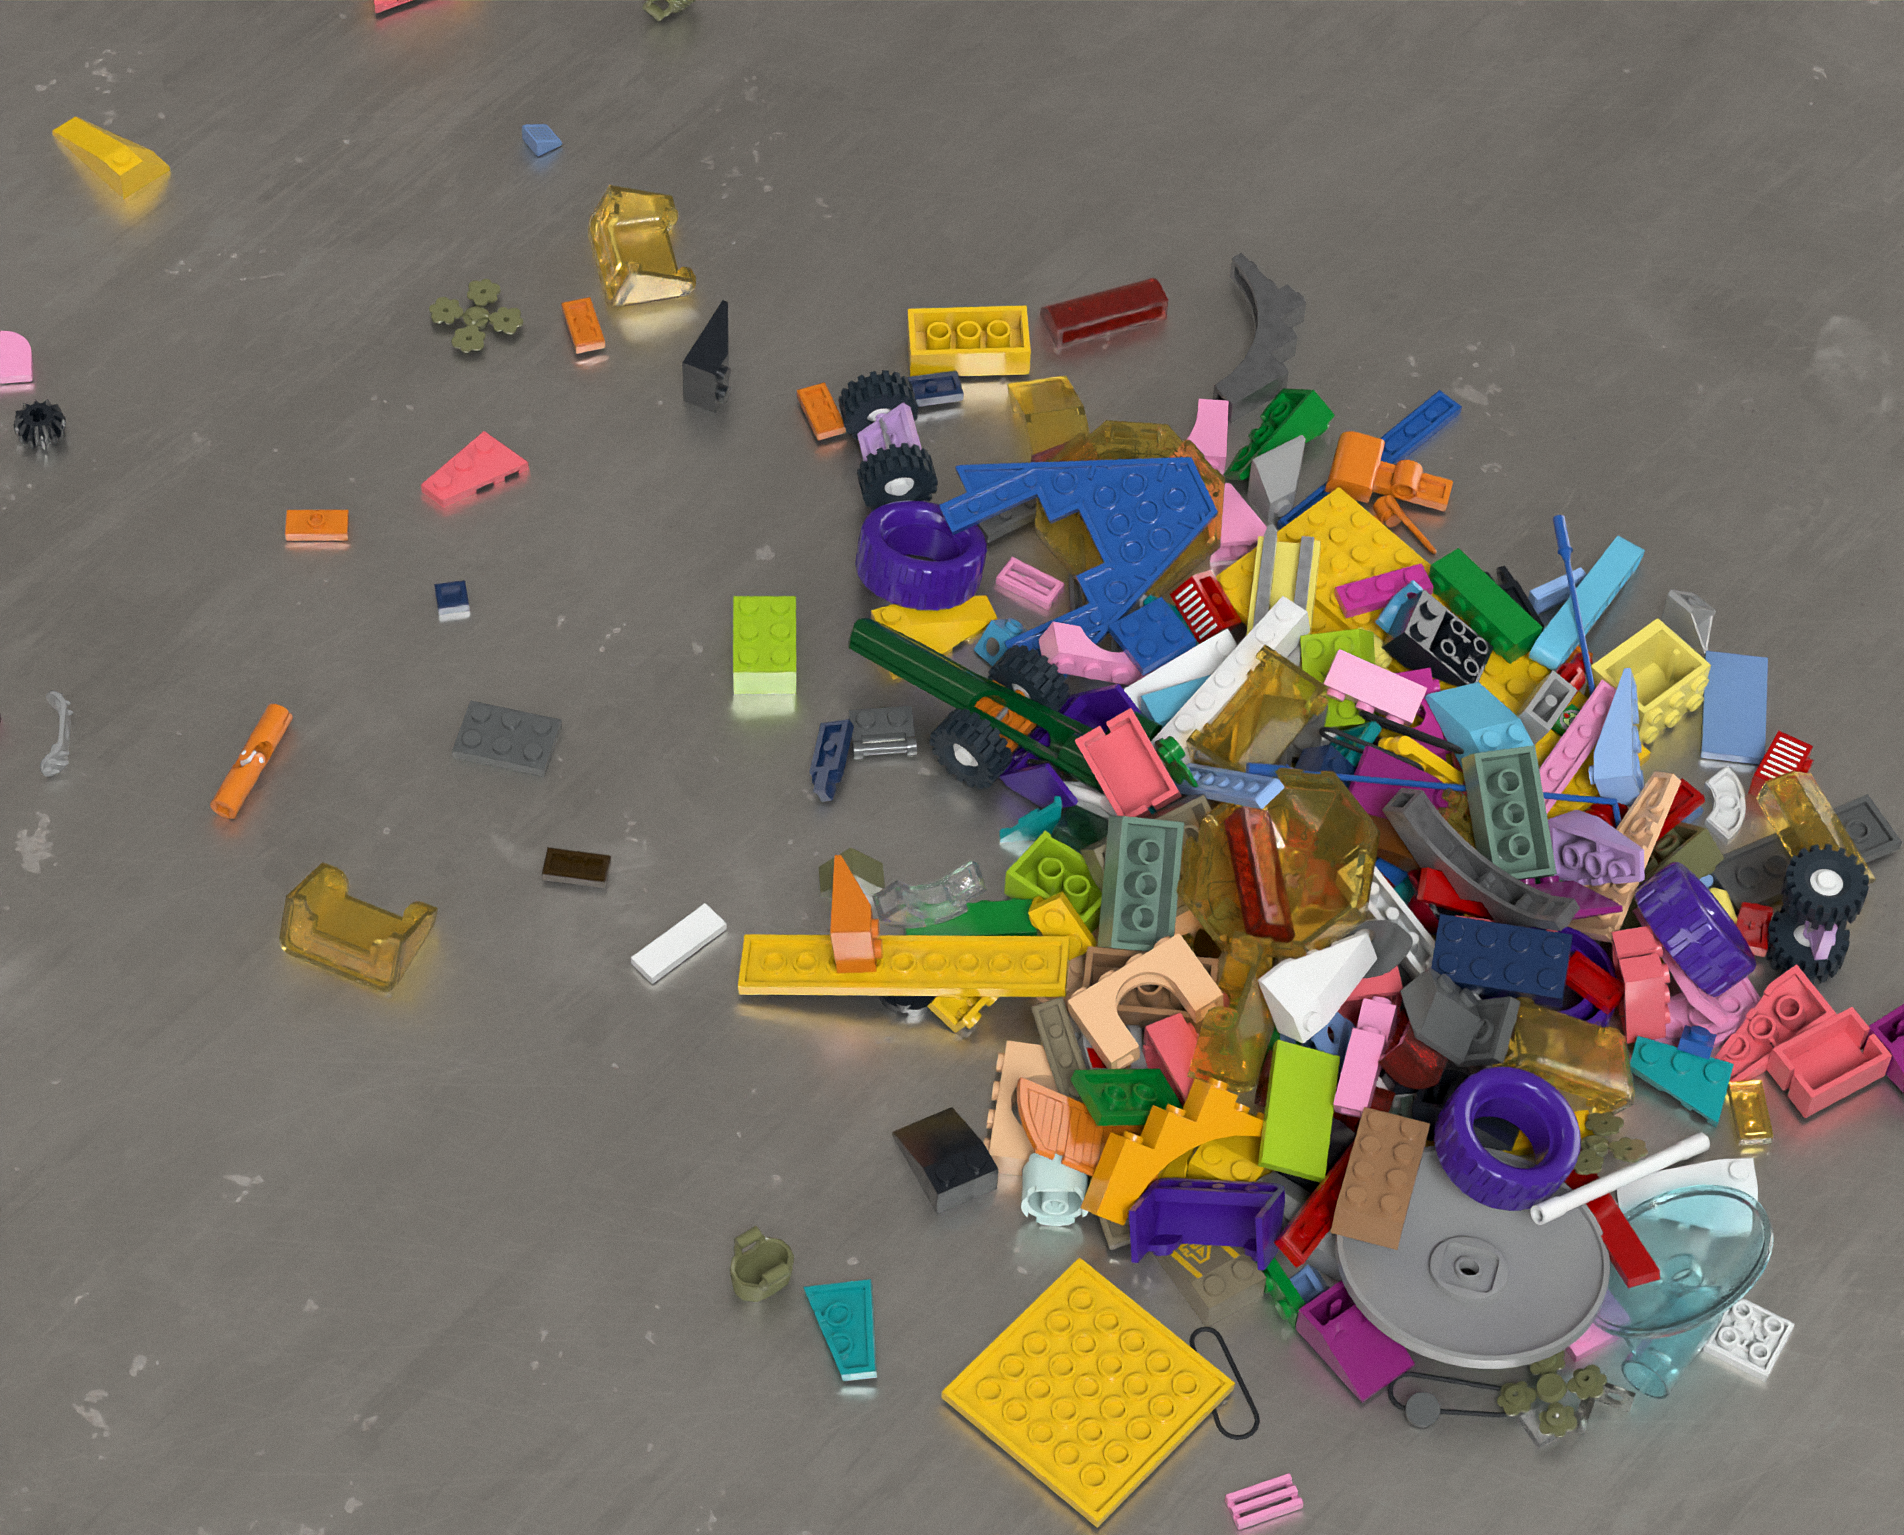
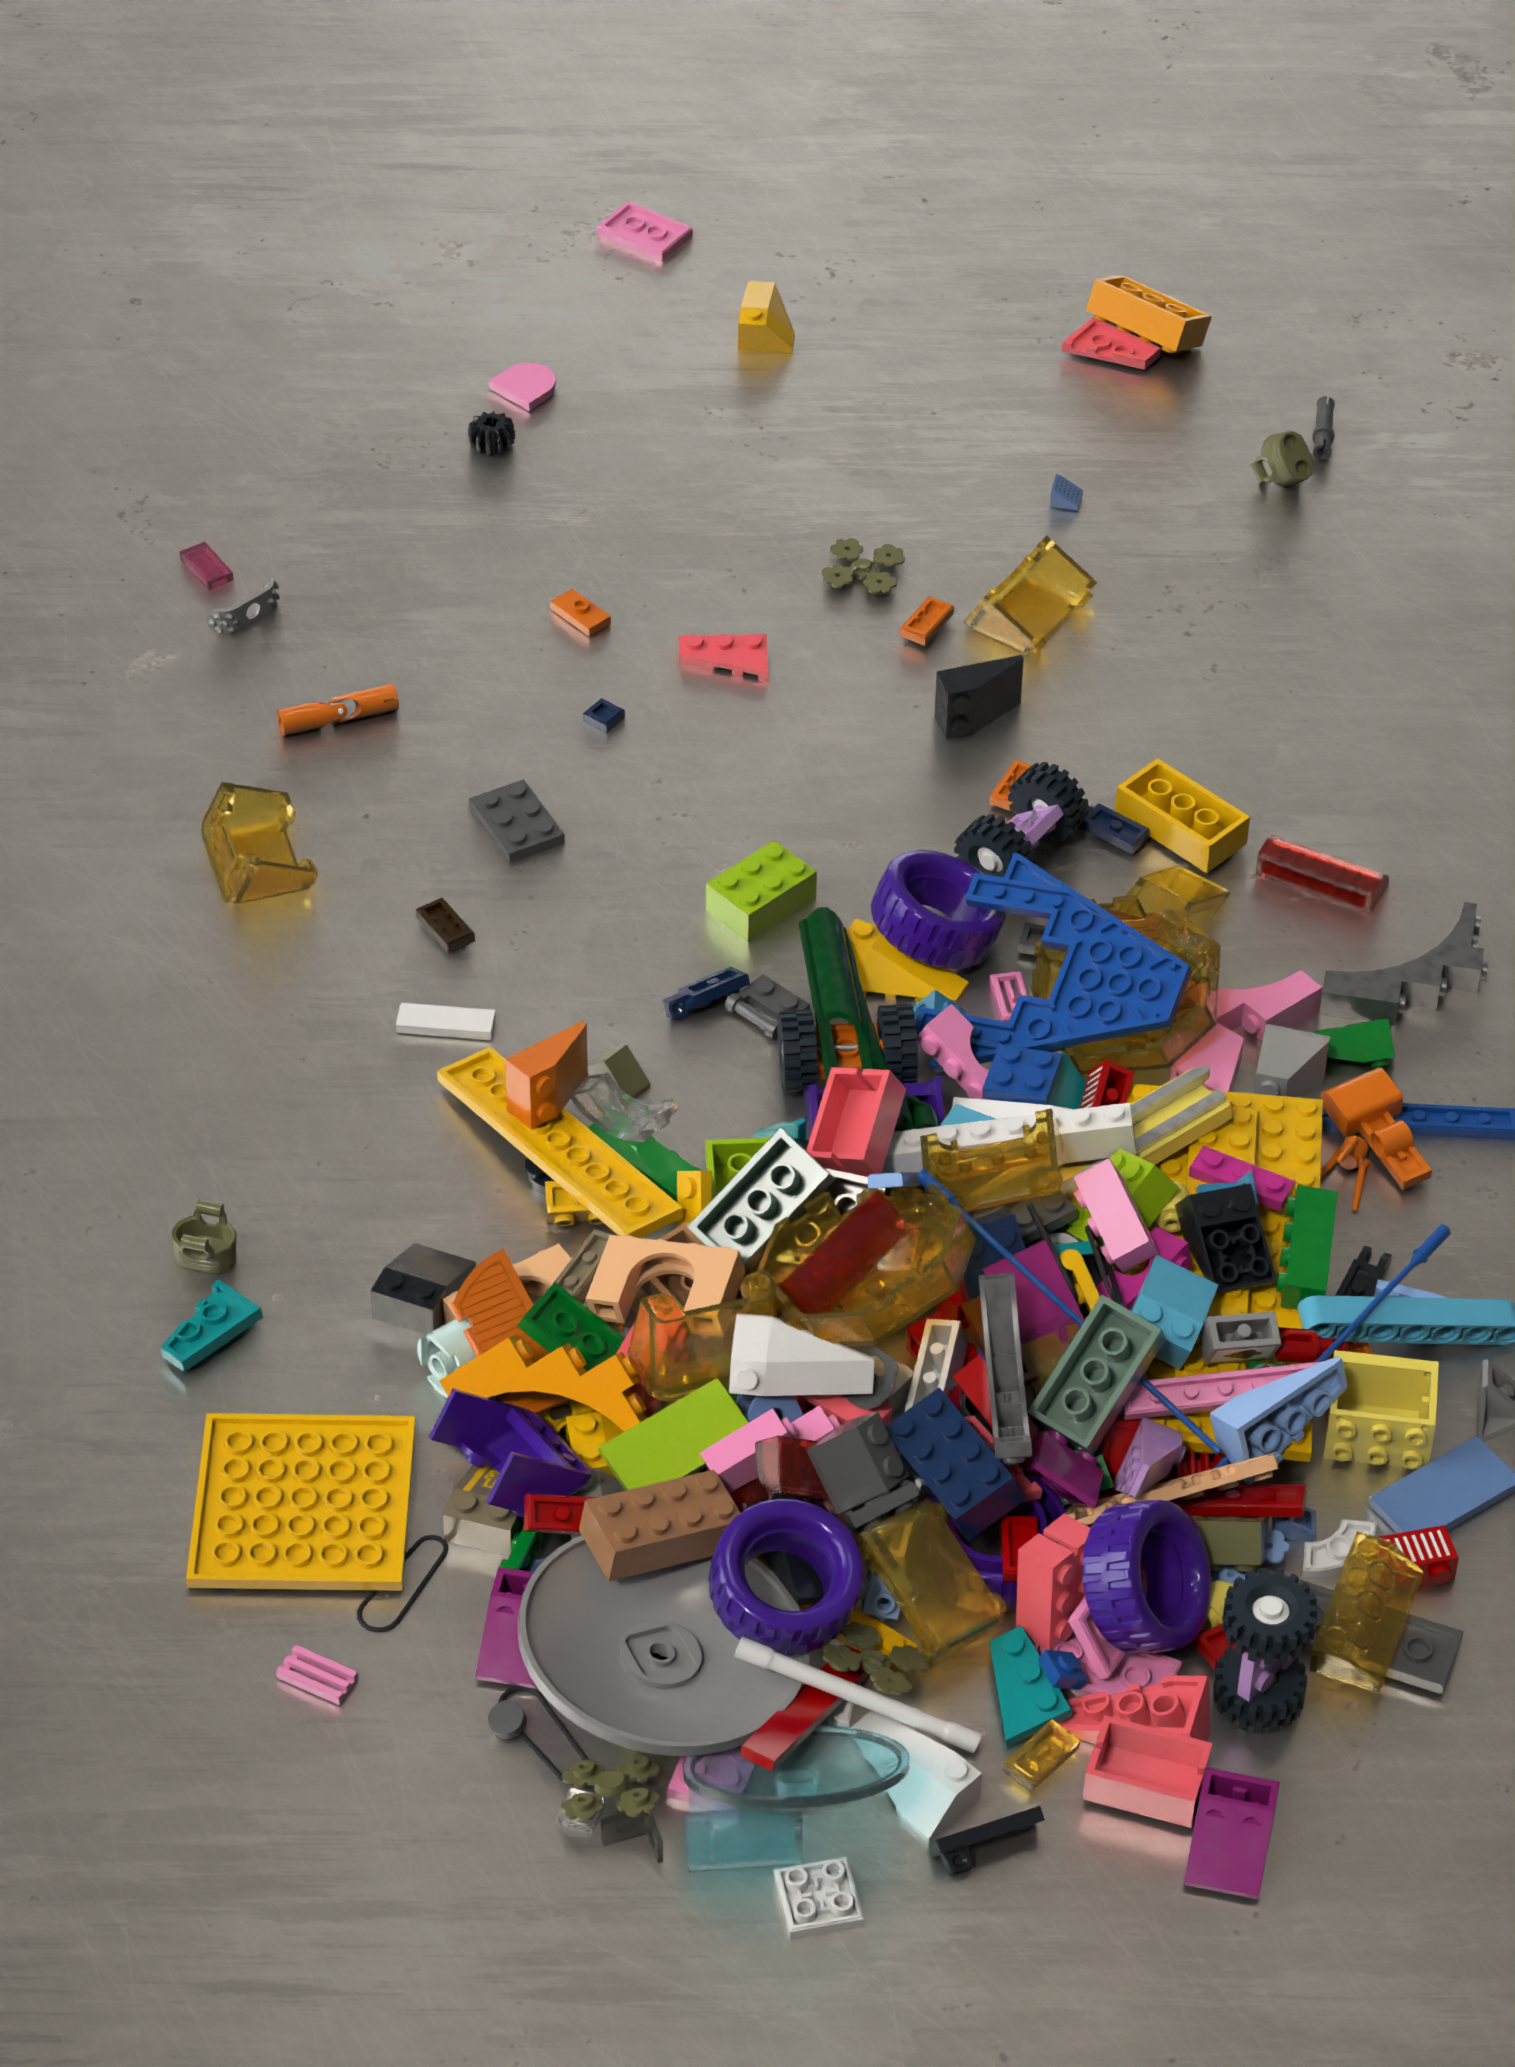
camera: 50 degrees right, 10 degrees down
(1171, 754) = (892, 1130): green plate -> none
(1790, 1196) = (955, 1848): none -> black hinge

